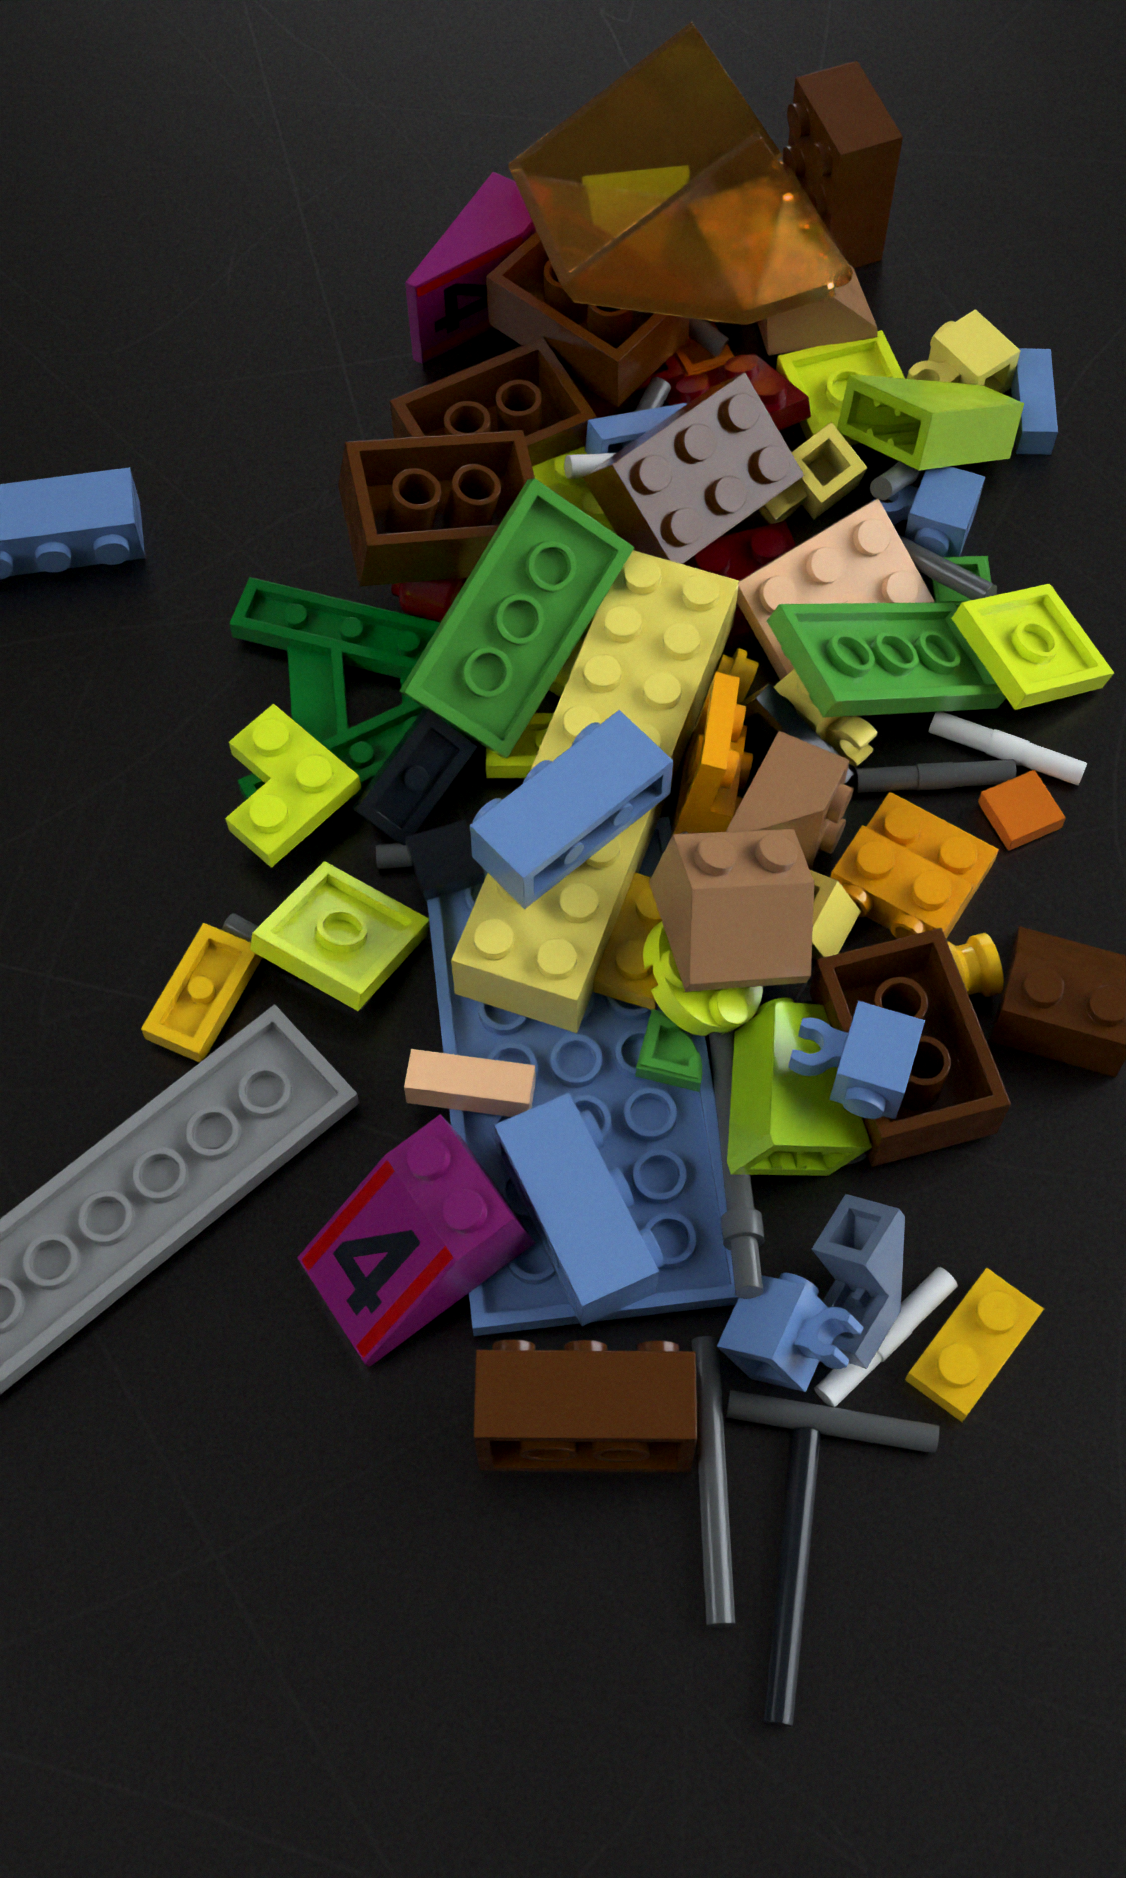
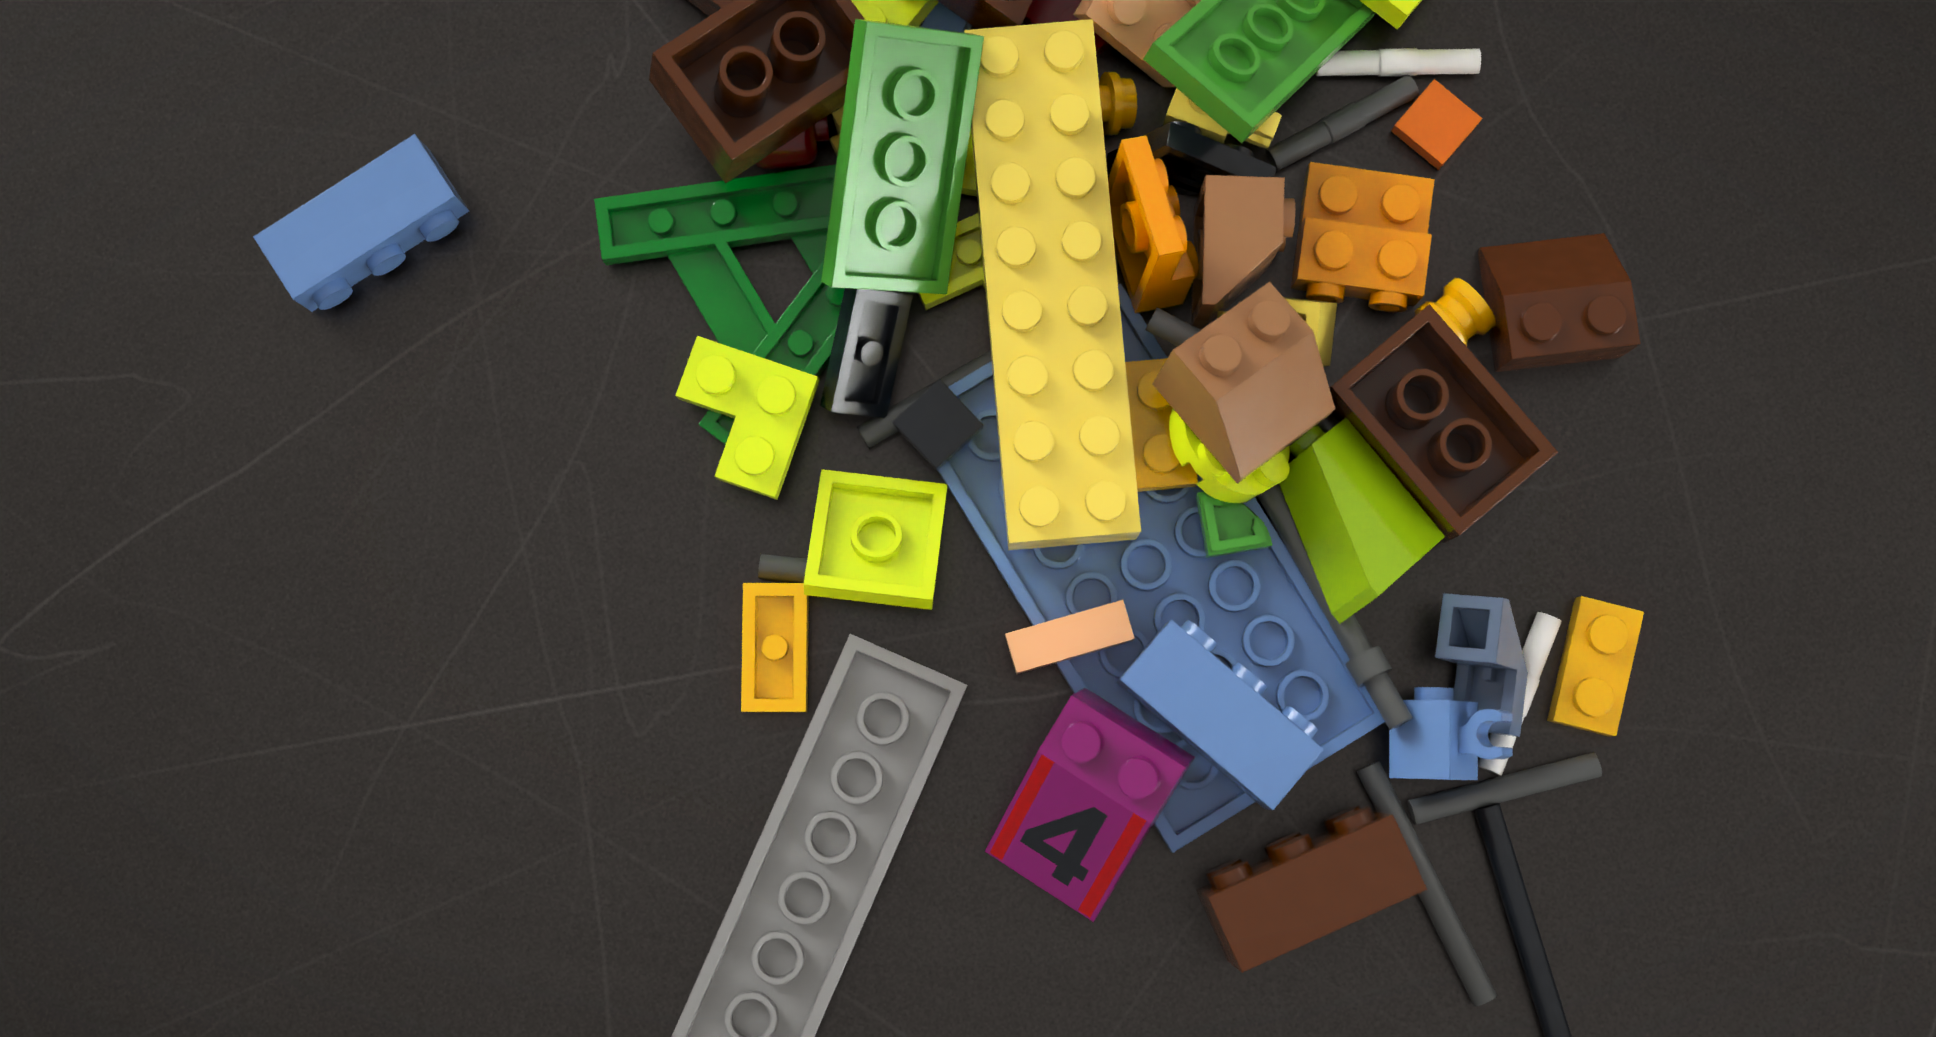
camera: 20 degrees left, 20 degrees up
(570, 807) = (1056, 352): medium blue brick -> none
(870, 1059) = (1429, 475): medium blue brick -> none

